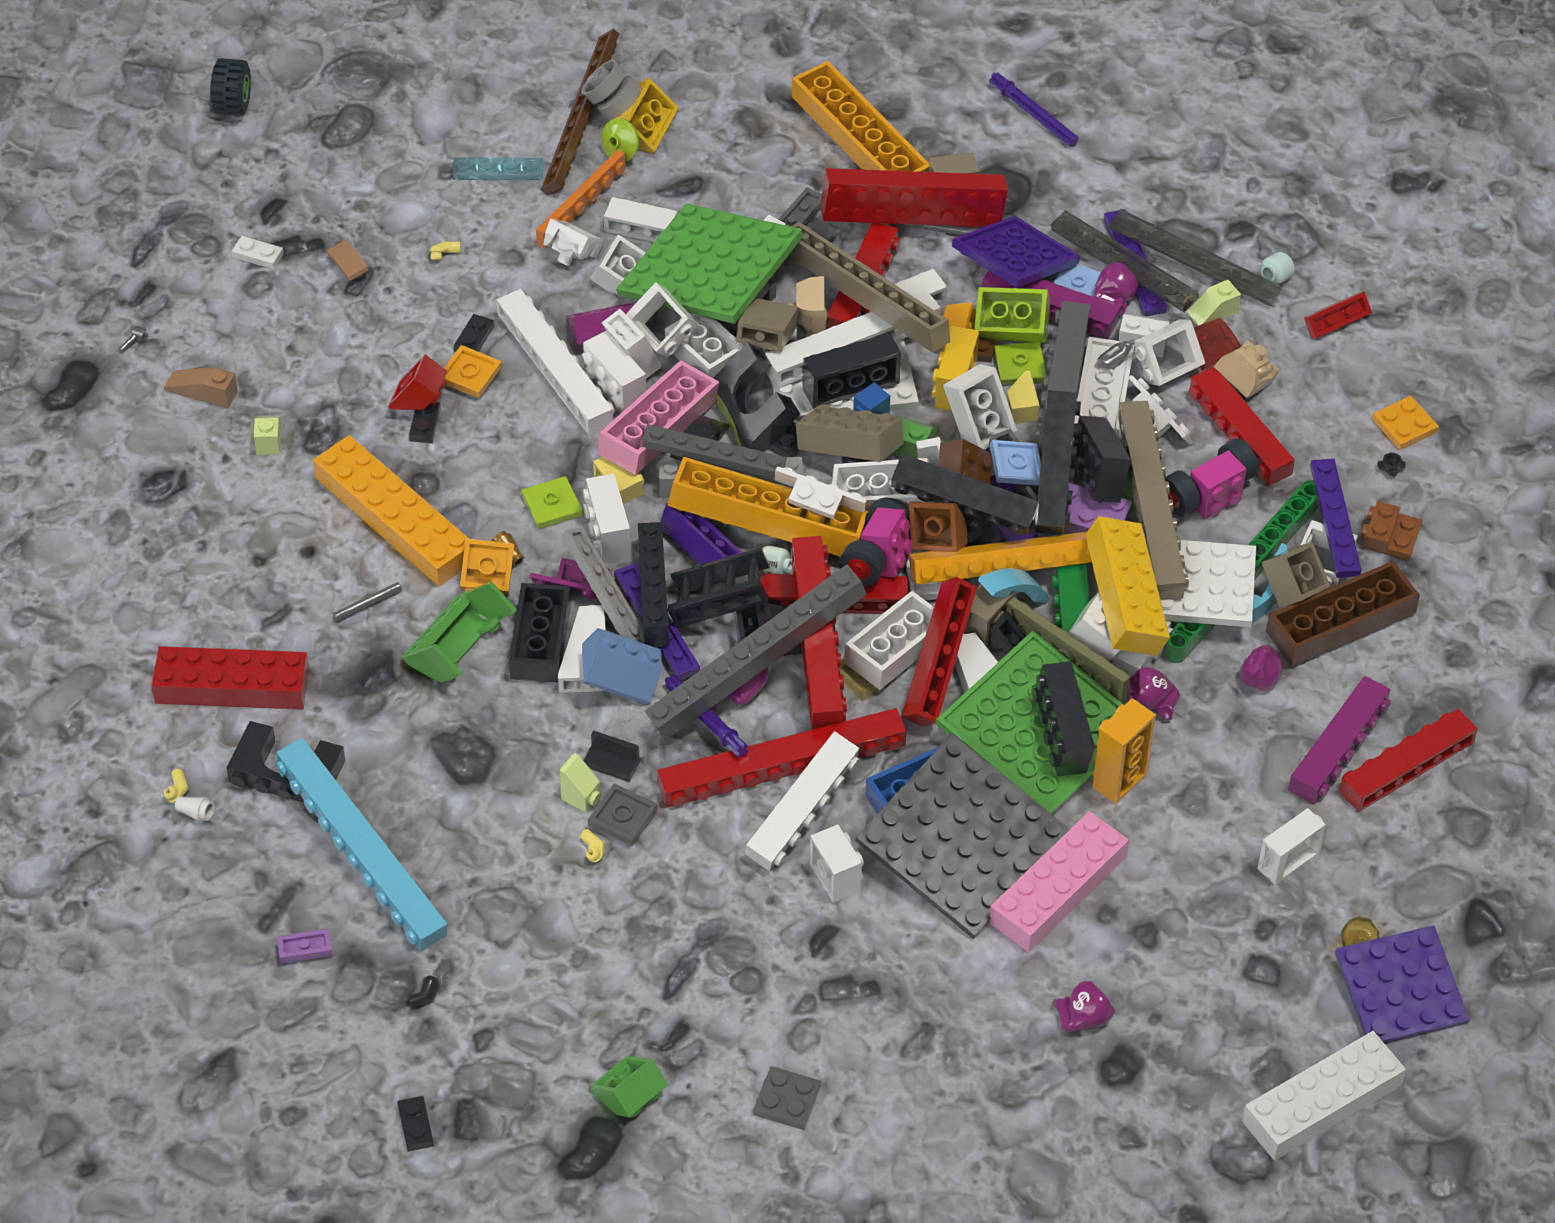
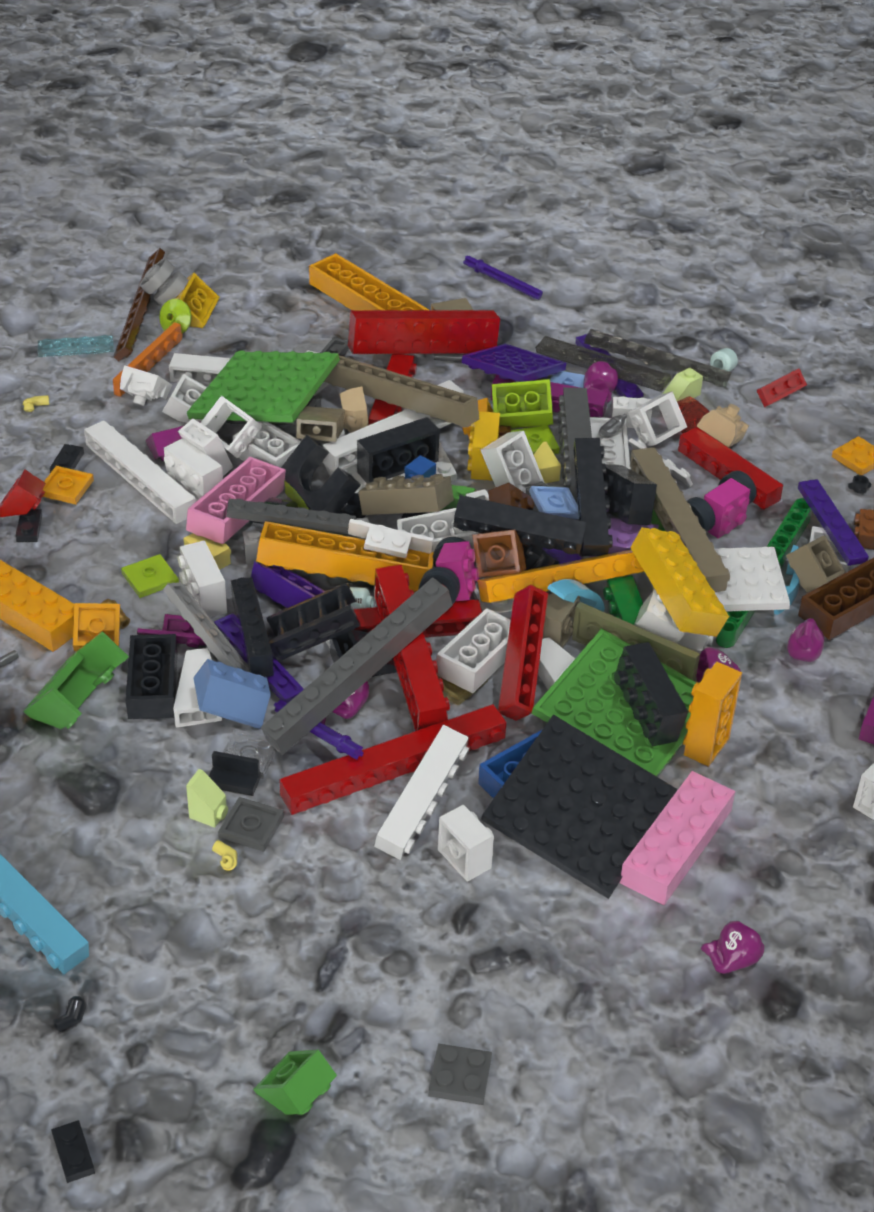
camera: 10 degrees left, 10 degrees down
(1005, 634) = (576, 636): black slope -> none

